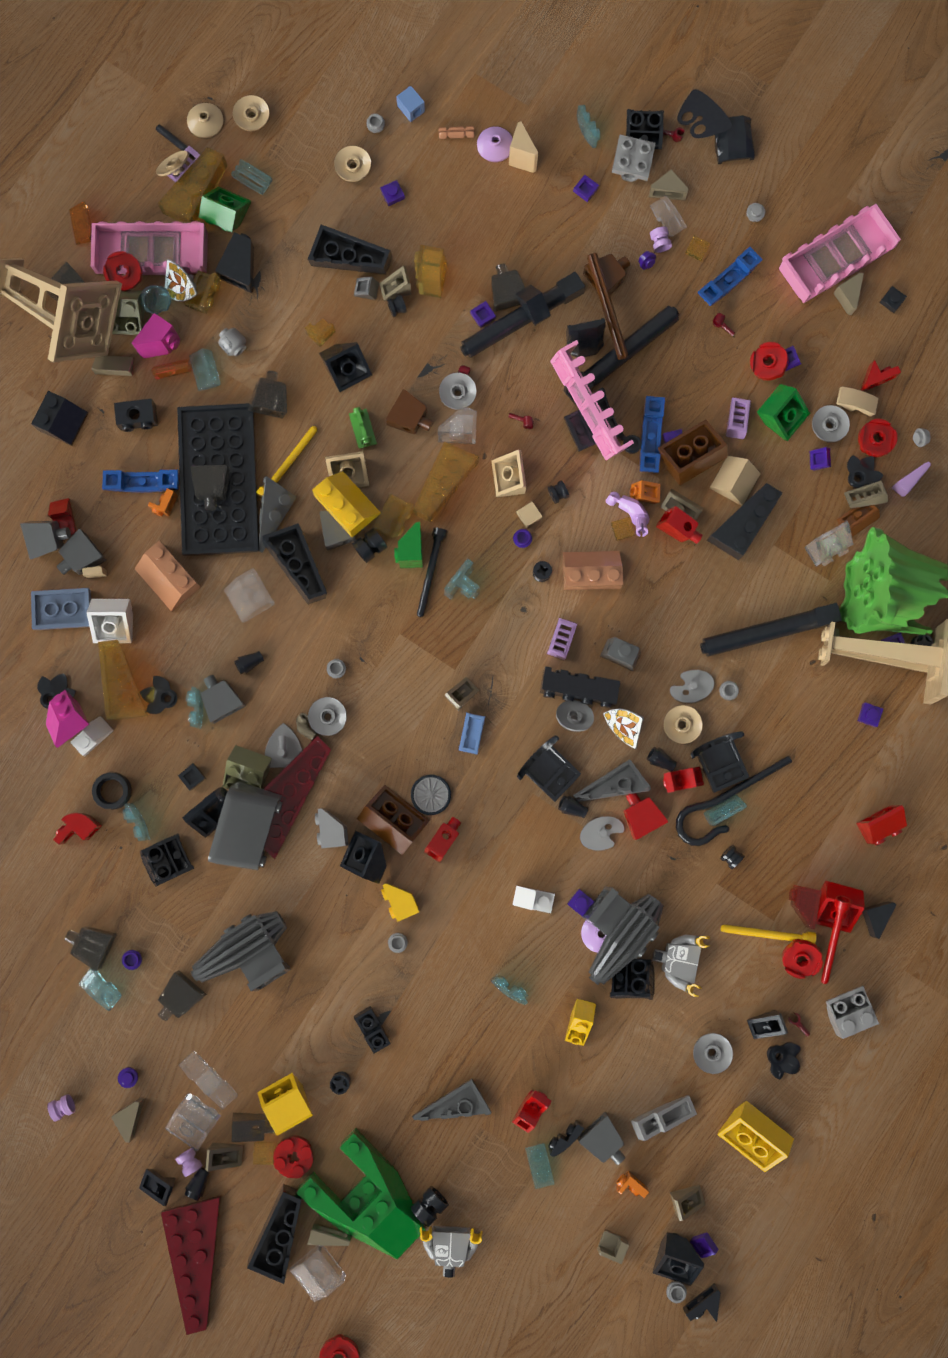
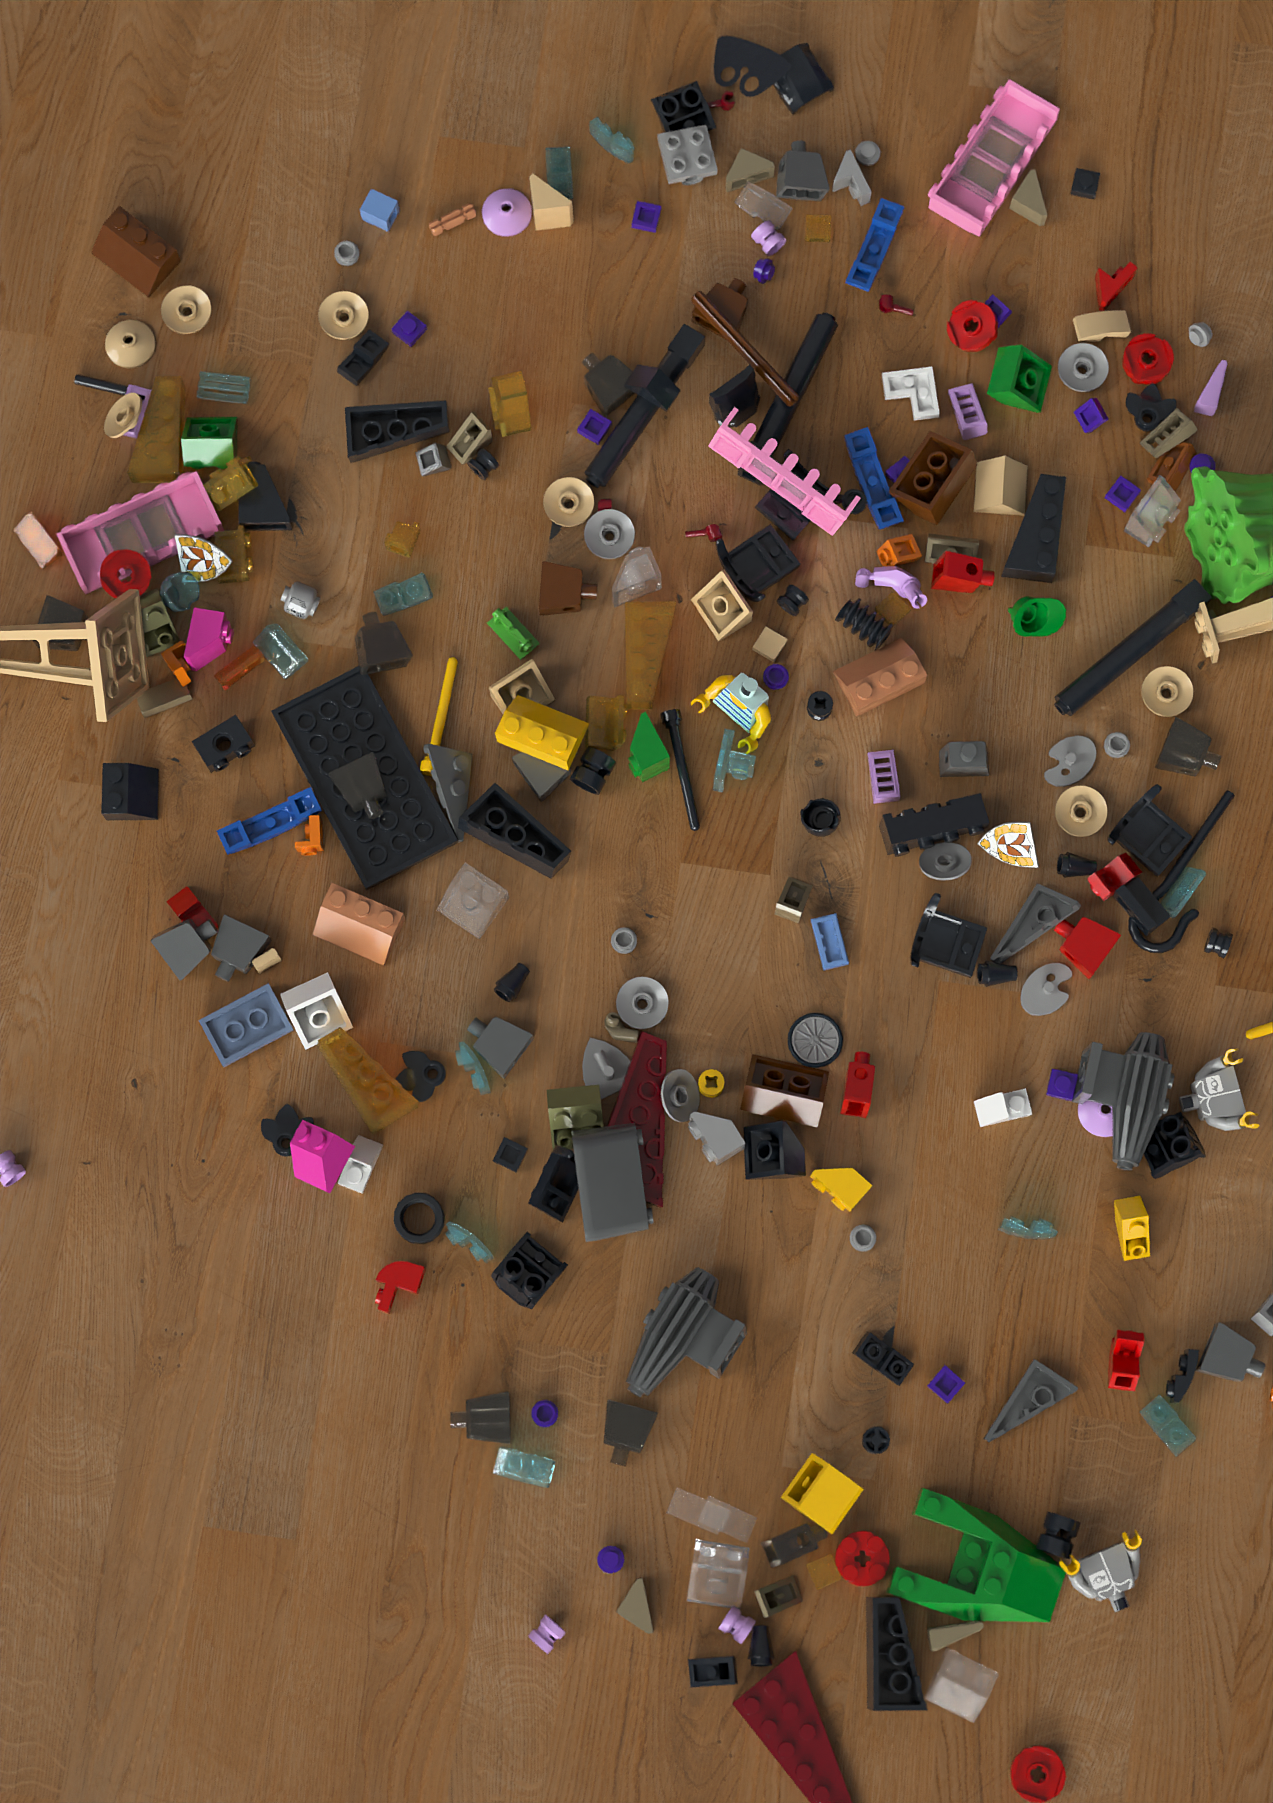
camera: 20 degrees left, 5 degrees down
(128, 348) = (176, 662): none -> orange bracket
(221, 241) = (231, 483): none -> clear yellow bracket
(236, 59) = (135, 252): none -> reddish brown slope
(302, 370) = (403, 595): none -> clear light blue slope
(321, 790) = (680, 1095): none -> light grey dish
(345, 365) = (455, 564): black slope -> none
(350, 791) = (708, 1087): none -> yellow wheel
(352, 199) = (363, 357): none -> black slope
(404, 1067) = (946, 1384): none -> dark purple plate
(437, 349) = (564, 491): none -> tan dish
(490, 544) = (743, 702): none -> torso
(506, 647) = (820, 817): none -> black hair
(543, 131) = (559, 170): none -> clear light blue slope
(547, 455) = (757, 562): none -> black piece
(598, 529) = (865, 623): none -> black piece
(692, 808) = (1141, 906): none -> black panel
(703, 206) = (801, 174): none -> dark grey torso
(712, 384) = (917, 385): none -> white plate
(717, 578) = (1037, 616): none -> green piece
(736, 222) = (851, 175): none -> light grey slope
(774, 716) = (1186, 750): none -> clear smoke torso
(788, 665) = (1167, 679): none -> tan dish
(815, 522) = (1122, 493): none -> dark purple plate
(881, 524) = (1202, 460): none -> dark purple plate

